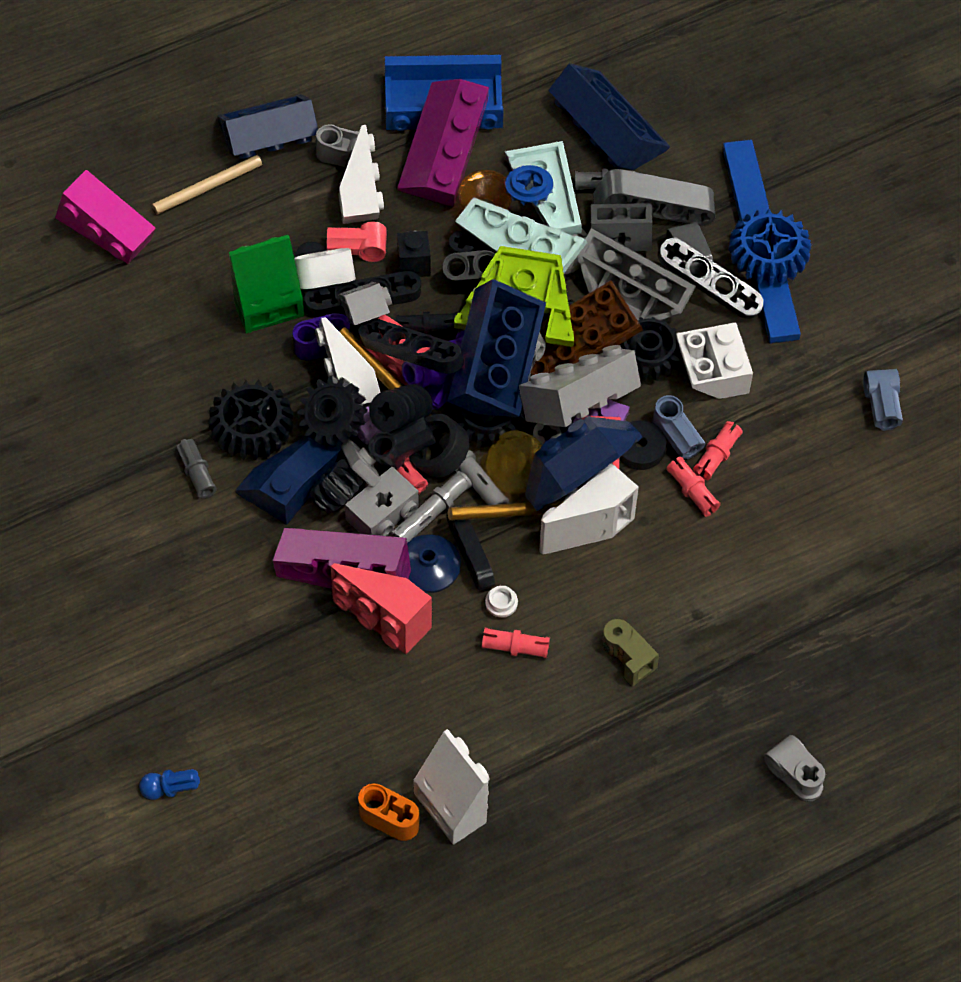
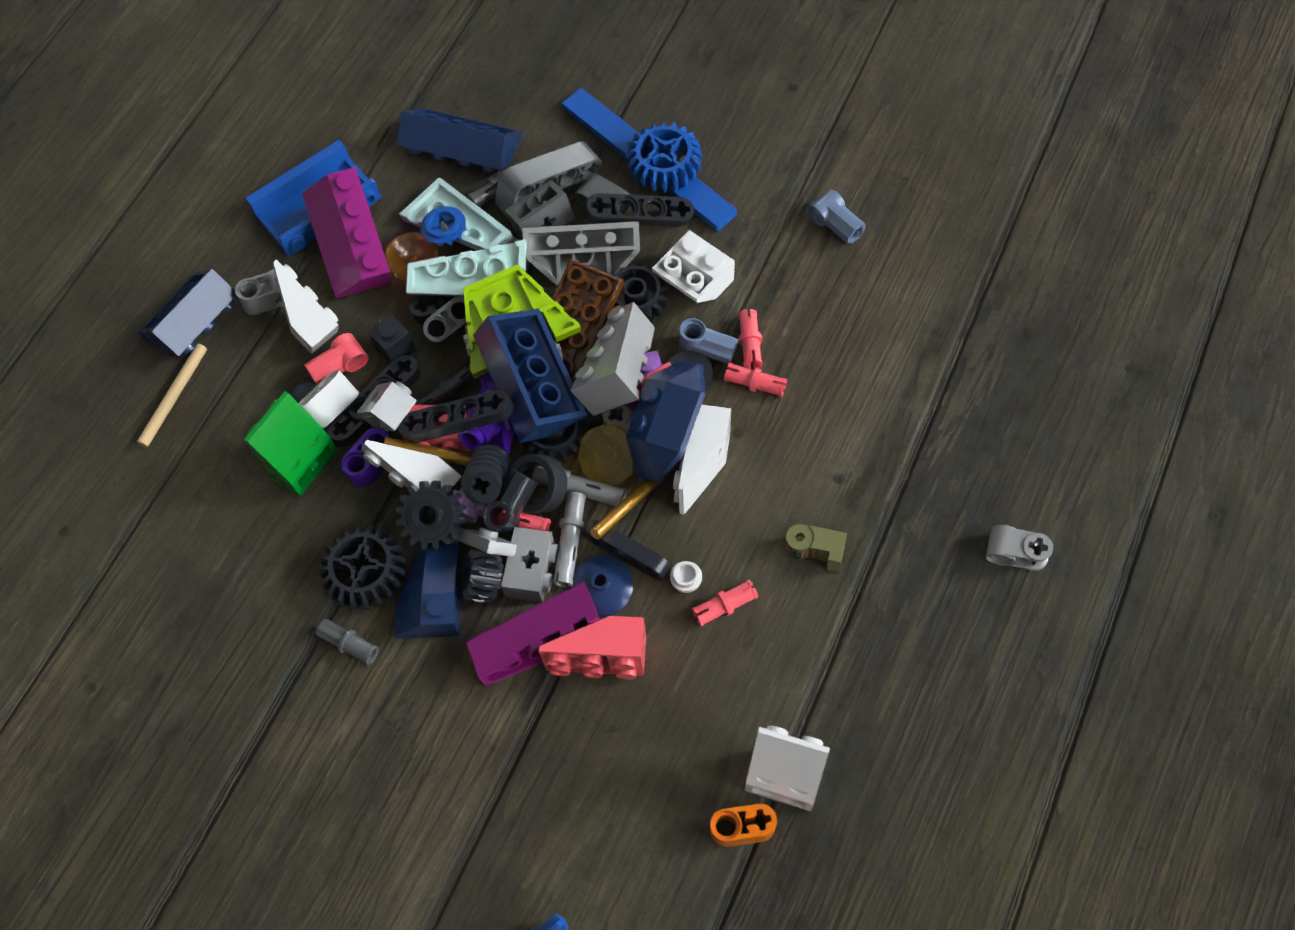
camera: 30 degrees left, 5 degrees up
(104, 218) = (103, 480): dark pink wedge -> none

